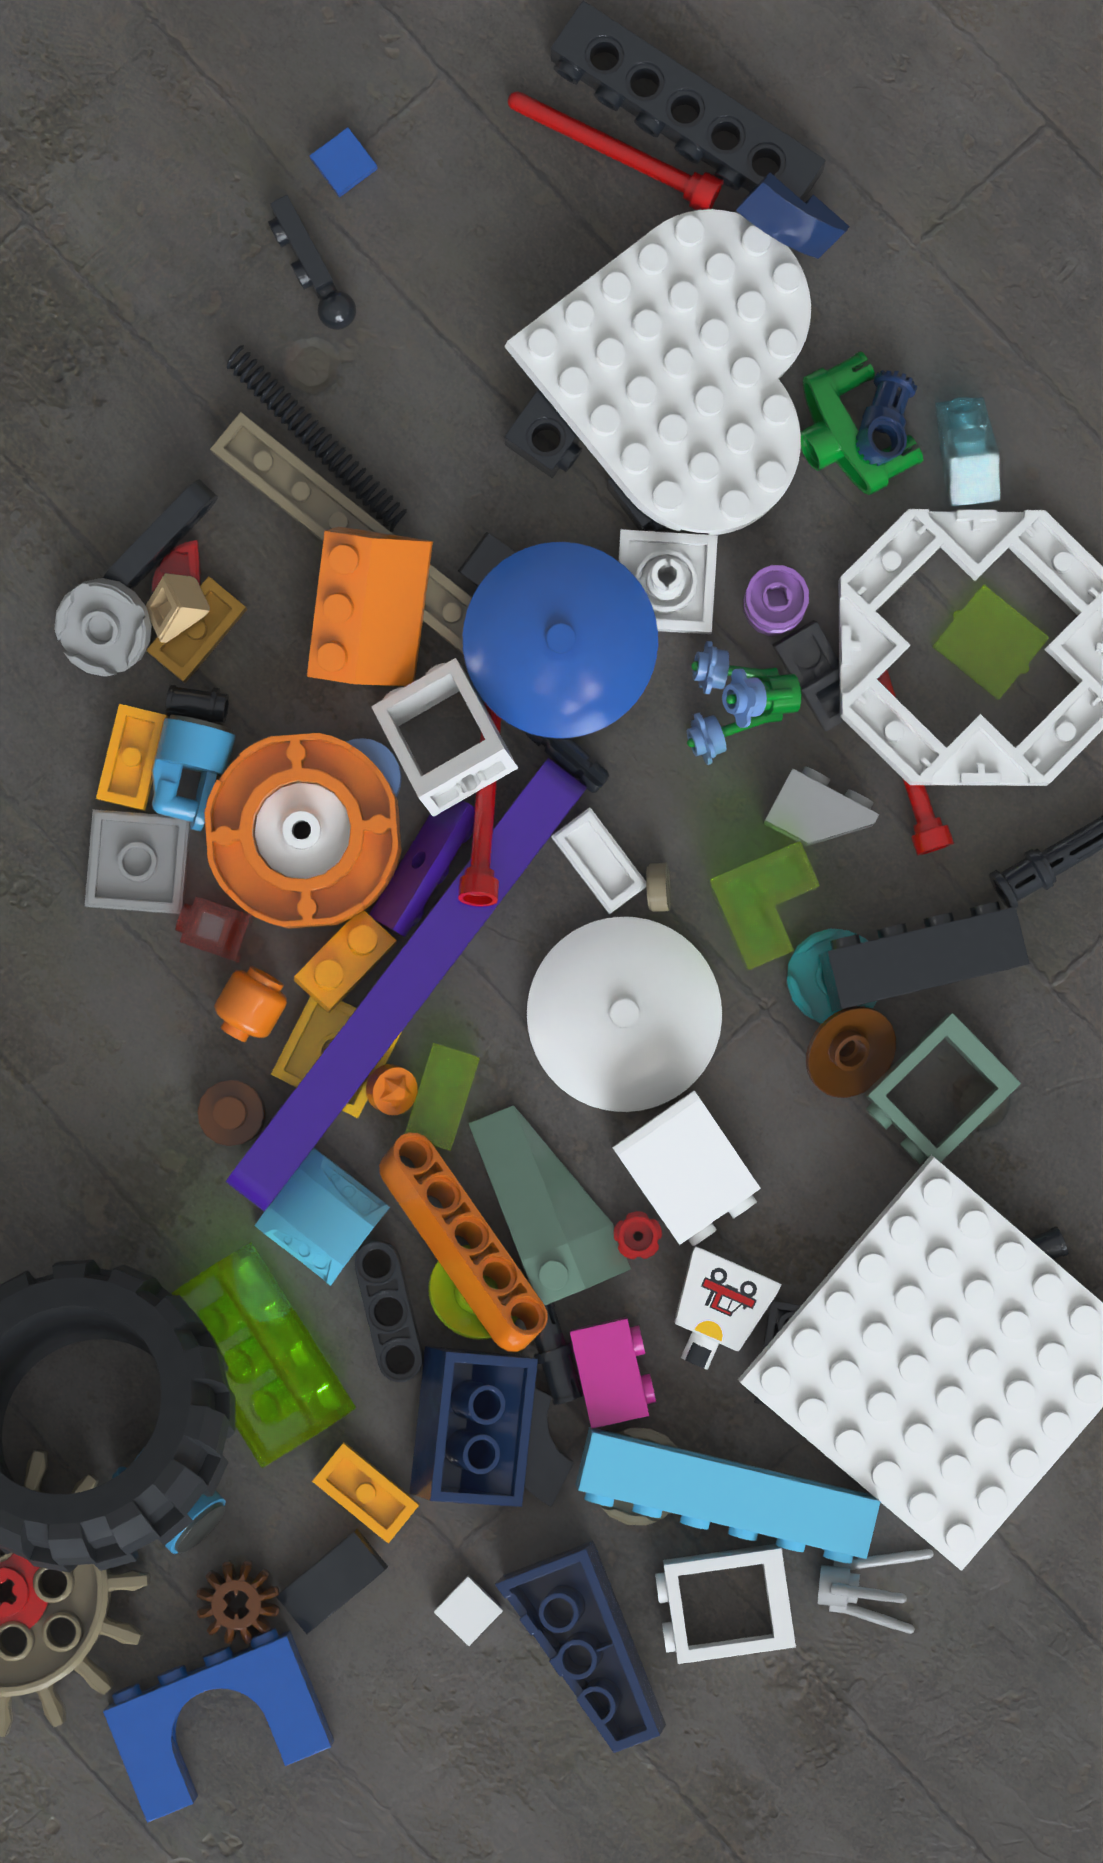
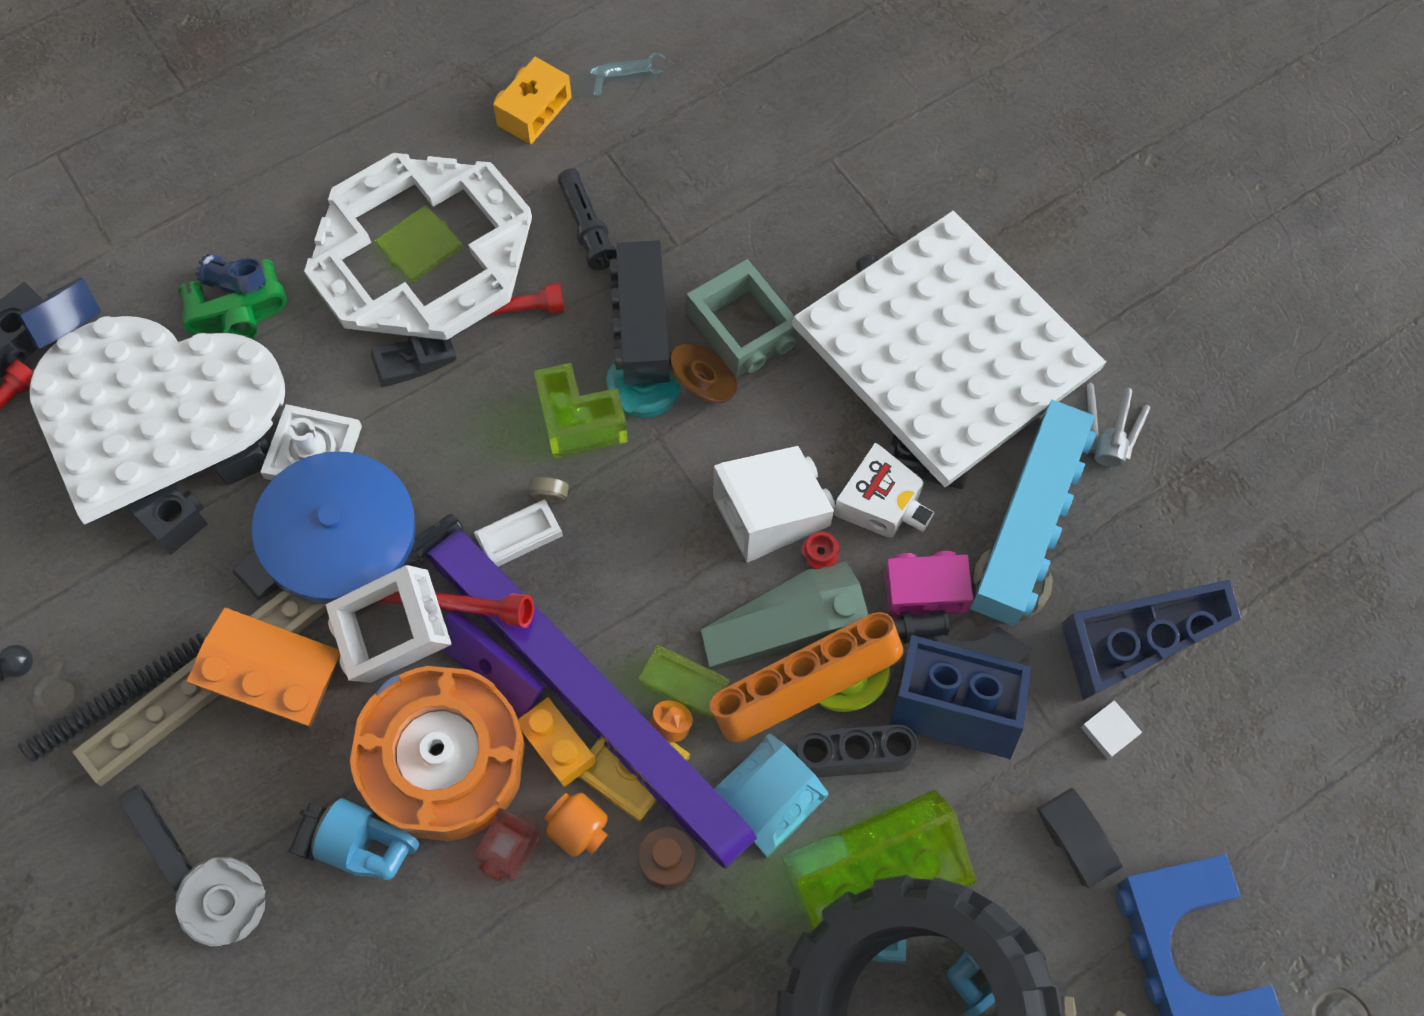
camera: 90 degrees left, 20 degrees down
(130, 757) = (341, 895): light orange plate -> none
(137, 862) = (434, 908): light grey tile -> none
(176, 605) = (219, 832): tan slope -> none
(181, 561) = (193, 830): red tile -> none
(192, 646) = (246, 821): pearl gold plate -> none
(255, 1603) = (1104, 933): reddish brown gear -> none
(366, 1492) = (1006, 796): light orange plate -> none
(624, 1014) = (643, 535): white dish -> none
(752, 697) = (413, 392): medium blue plant -> none
(775, 600) = (346, 369): medium lavender wheel -> none
(777, 1594) = (1120, 490): white window -> none
(815, 813) = (510, 372): light grey slope -> none
(968, 451) = (274, 229): clear light blue slope -> none

